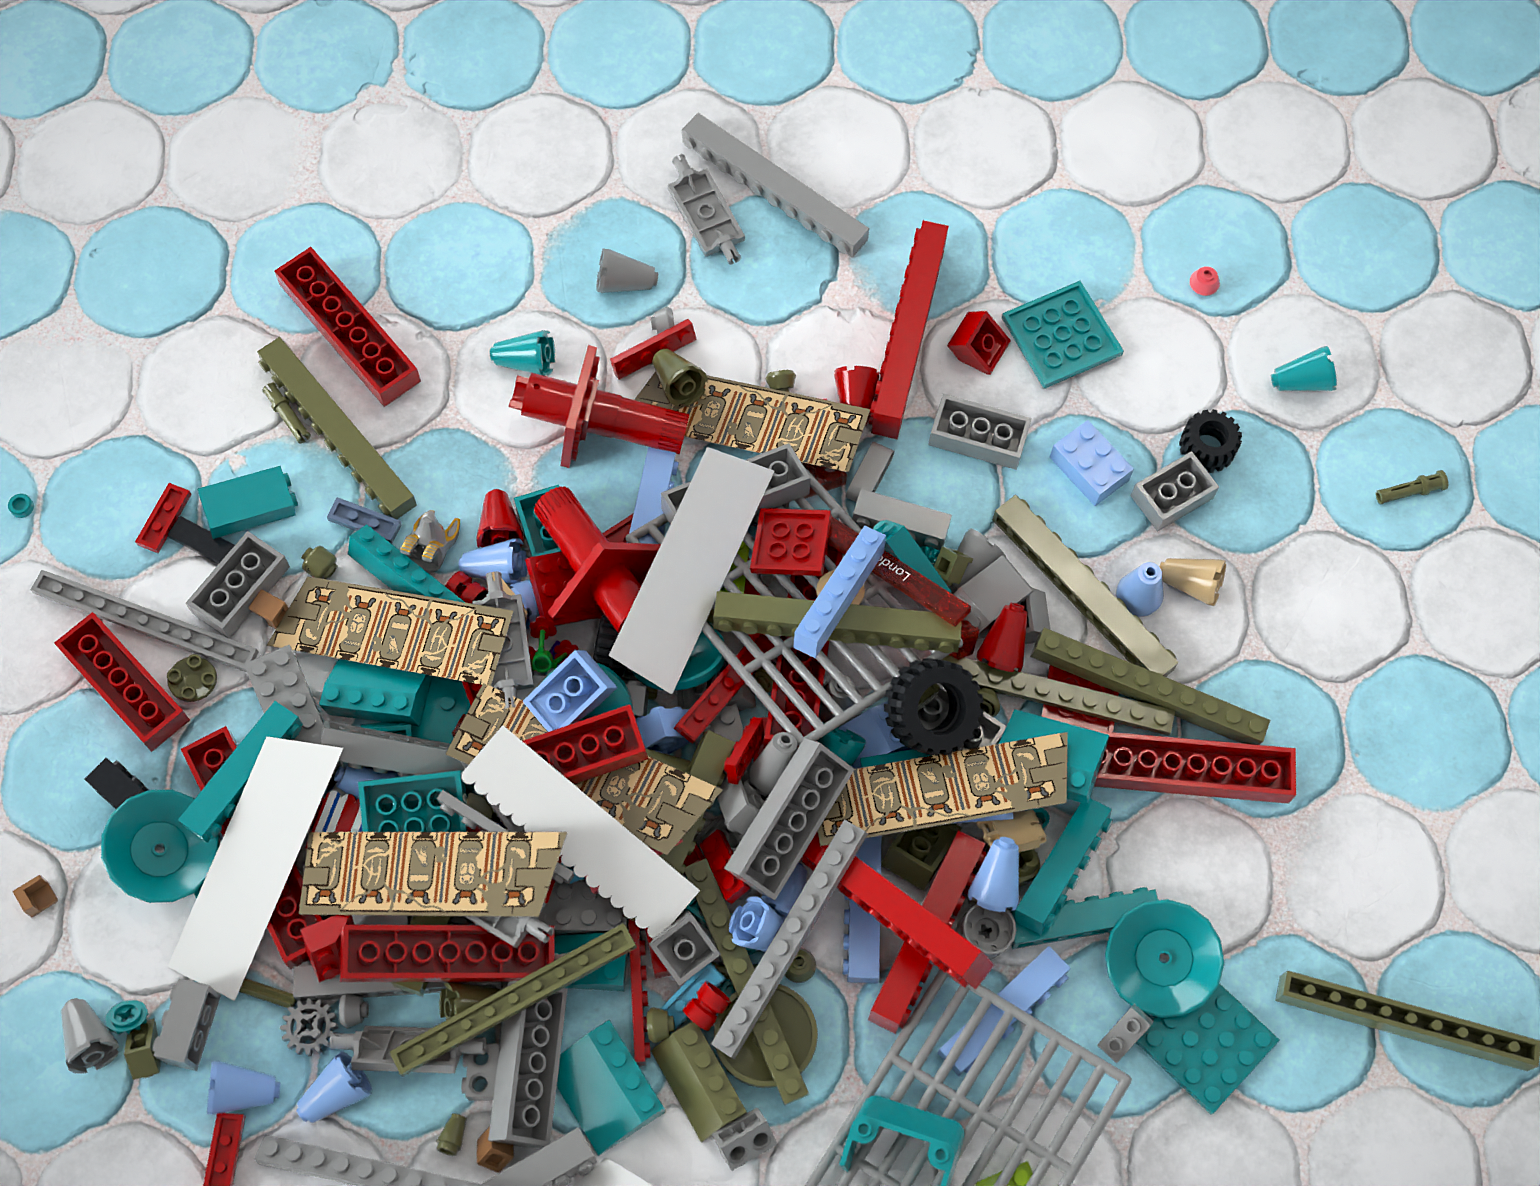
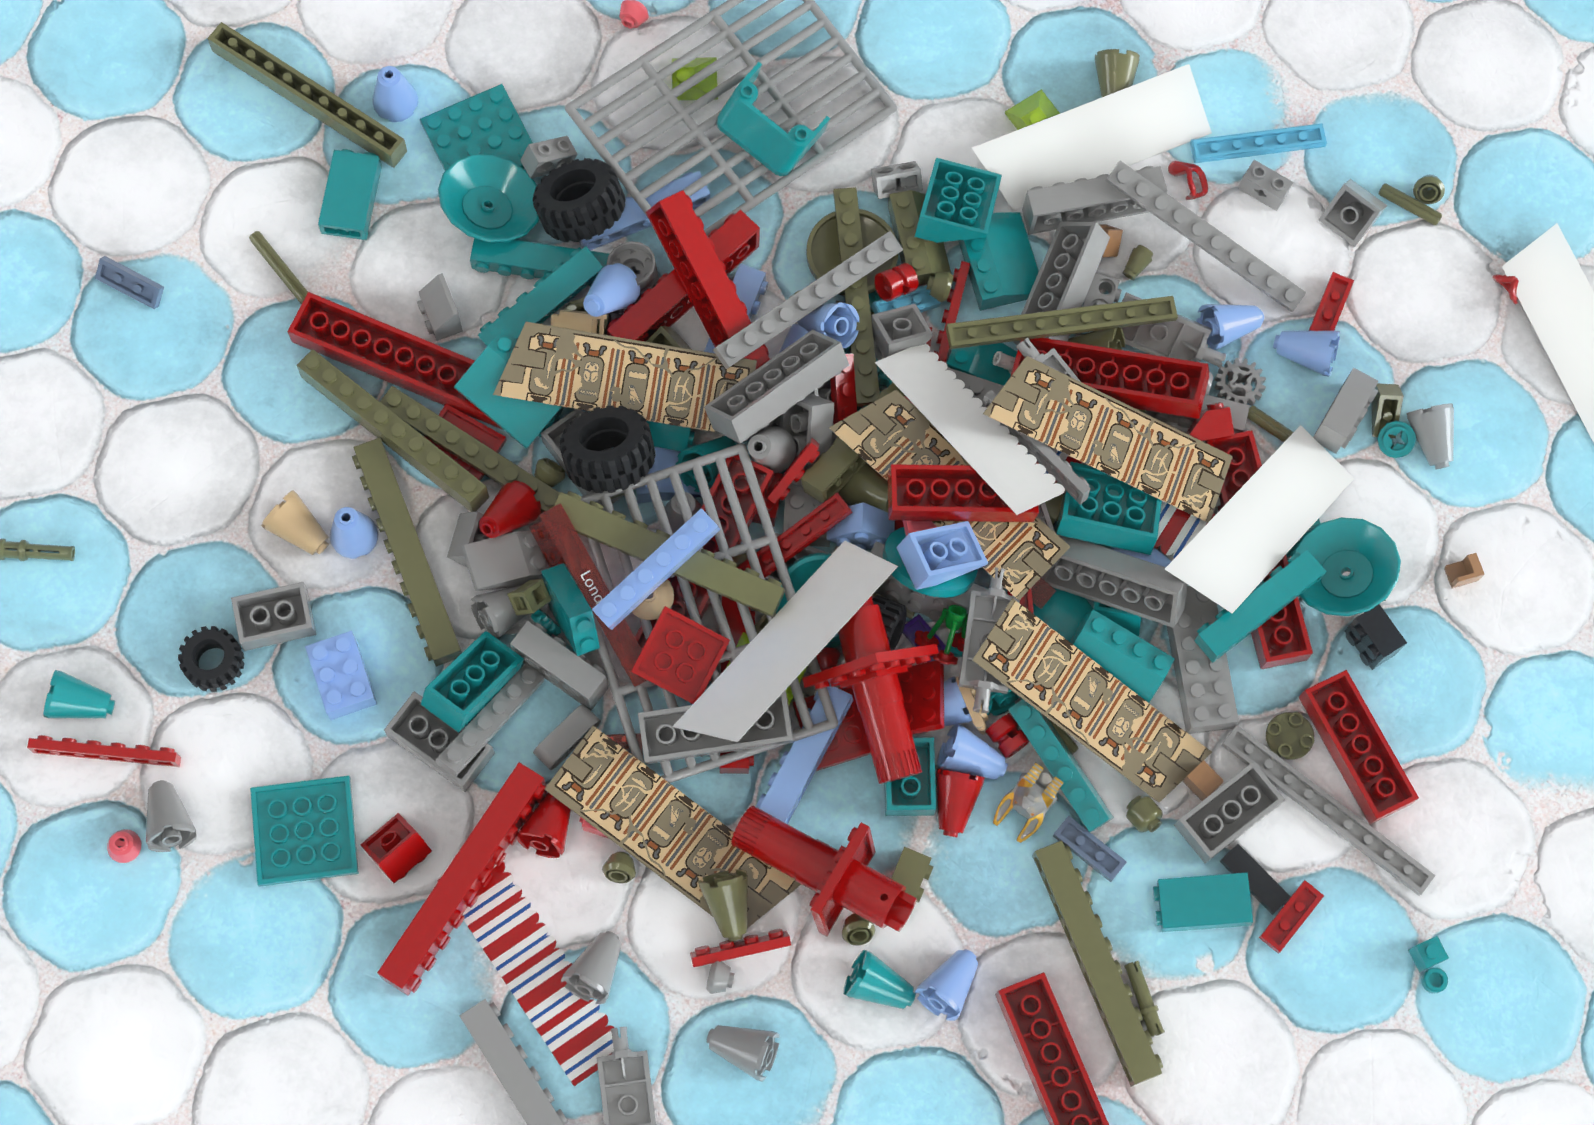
camera: 165 degrees left, 5 degrees up
(28, 519) = (1428, 954): none -> teal brick
(461, 370) = (949, 985): none -> light blue cone
(524, 447) = (912, 870): none -> olive brick
(666, 1121) = (957, 203): none -> teal slope
(771, 295) = (594, 969): none -> light grey cone
(817, 288) = (534, 976): none -> sticker
(944, 448) = (490, 720): none -> light grey plate
(972, 479) = (471, 681): none -> teal brick
(1098, 988) = (579, 200): none -> black tyre
(1160, 830) = (439, 308): none -> light grey slope
(1181, 306) = (167, 819): none -> light grey cone
(1258, 343) = (94, 750): none -> red plate
(1308, 927) = (350, 194): none -> teal brick
(1317, 1056) = (394, 95): none -> light blue cone
(1338, 828) = (278, 266): none -> olive axle
(1472, 761) = (129, 282): none -> sand blue plate

